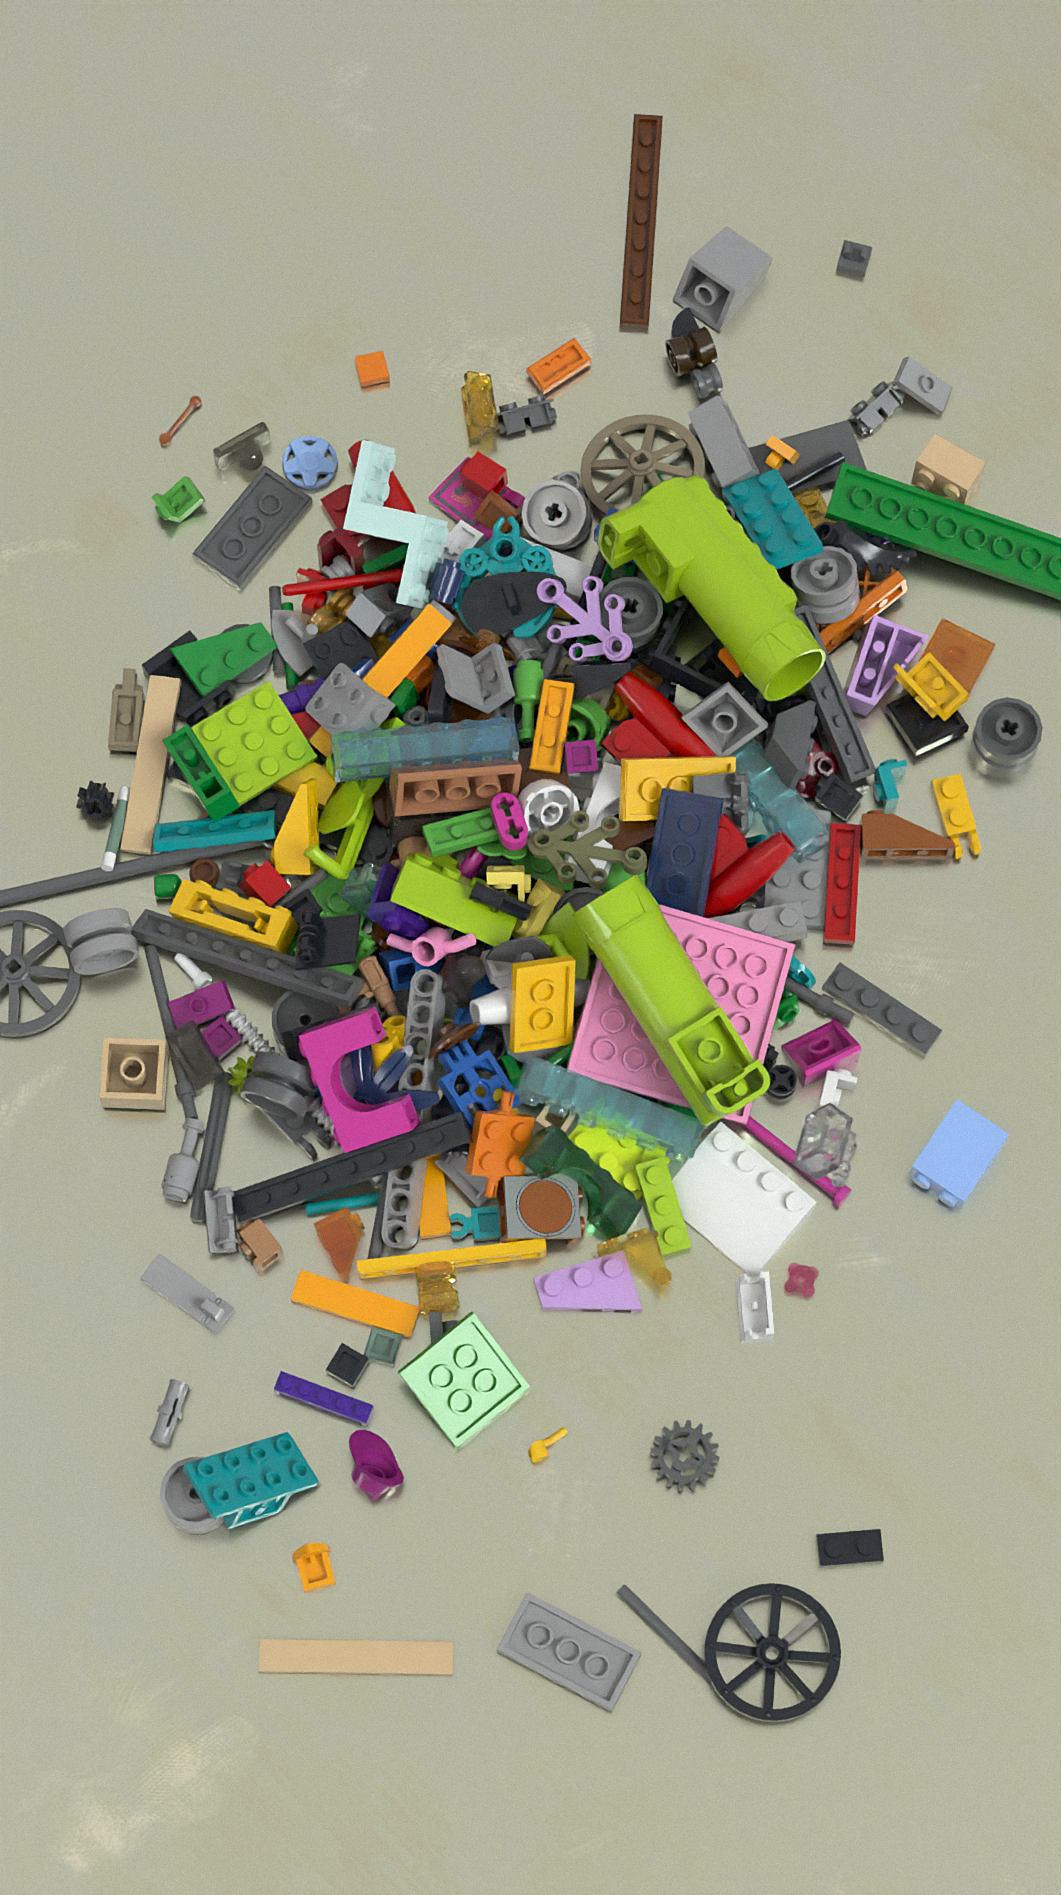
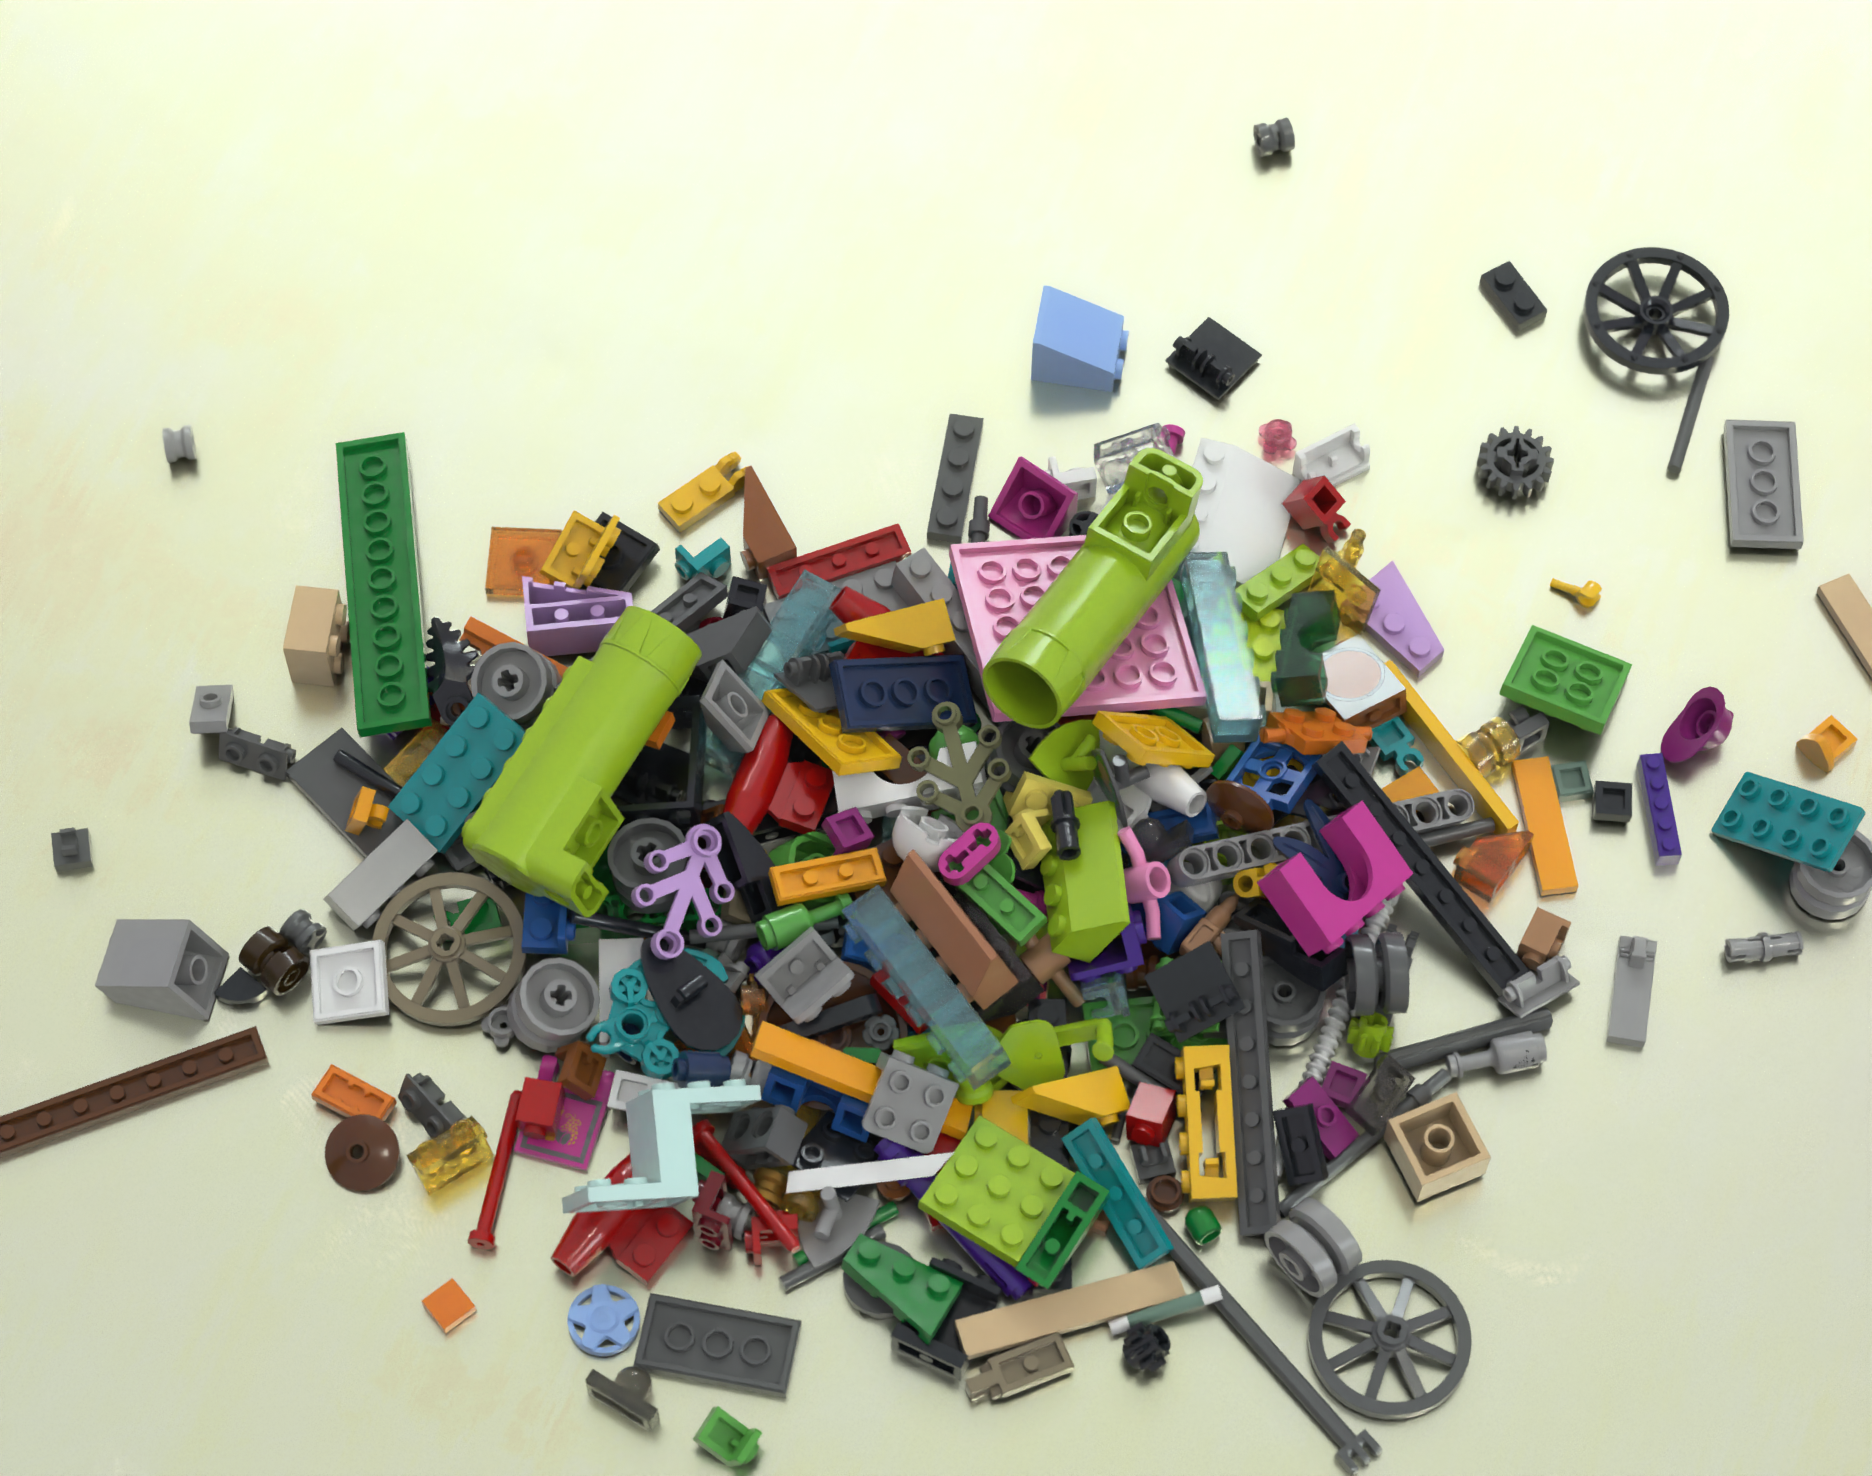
camera: 115 degrees left, 10 degrees down
(183, 974) = (1300, 1144): none -> black plate
(313, 660) = (865, 1173): none -> white sticker
(411, 408) = (482, 1237): none -> red bar
(514, 355) = (379, 1155): none -> reddish brown dish
(650, 395) = (349, 982): none -> white tile
(715, 1268) = (1315, 505): none -> red brick
(733, 875) = (904, 630): none -> yellow slope
(901, 1266) = (1212, 357): none -> black hinge
(1006, 735) = (596, 471): dark grey wheel -> none

